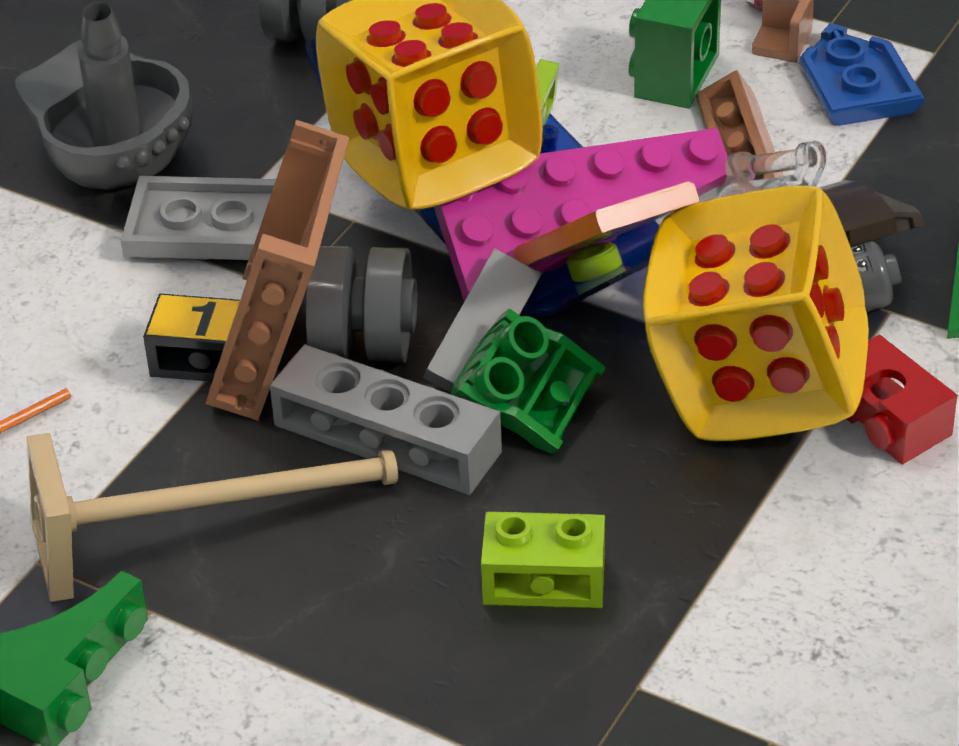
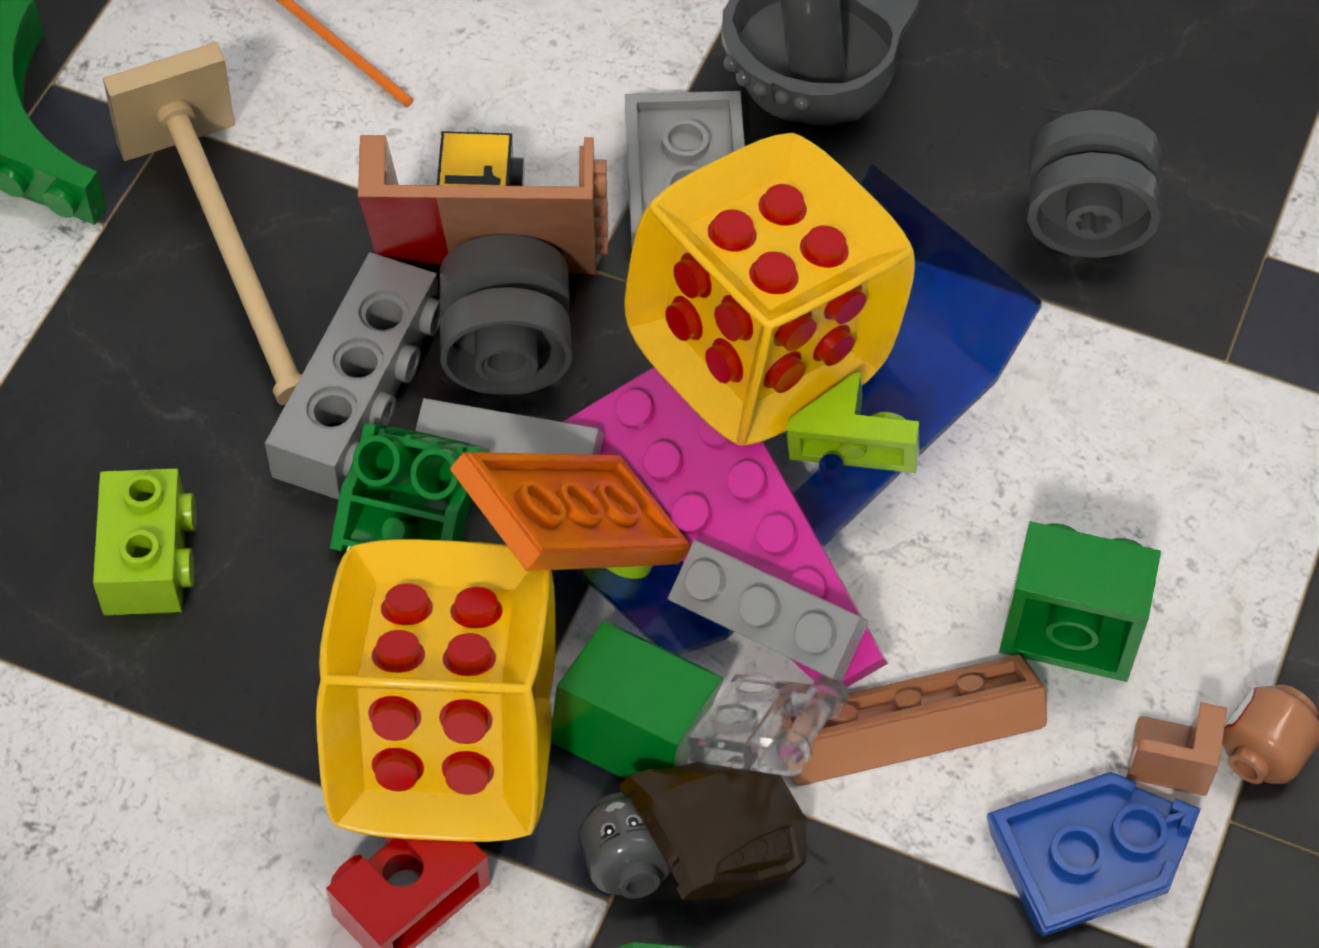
camera: 80 degrees right, 15 degrees up
(687, 157) = (768, 610): none -> light grey plate

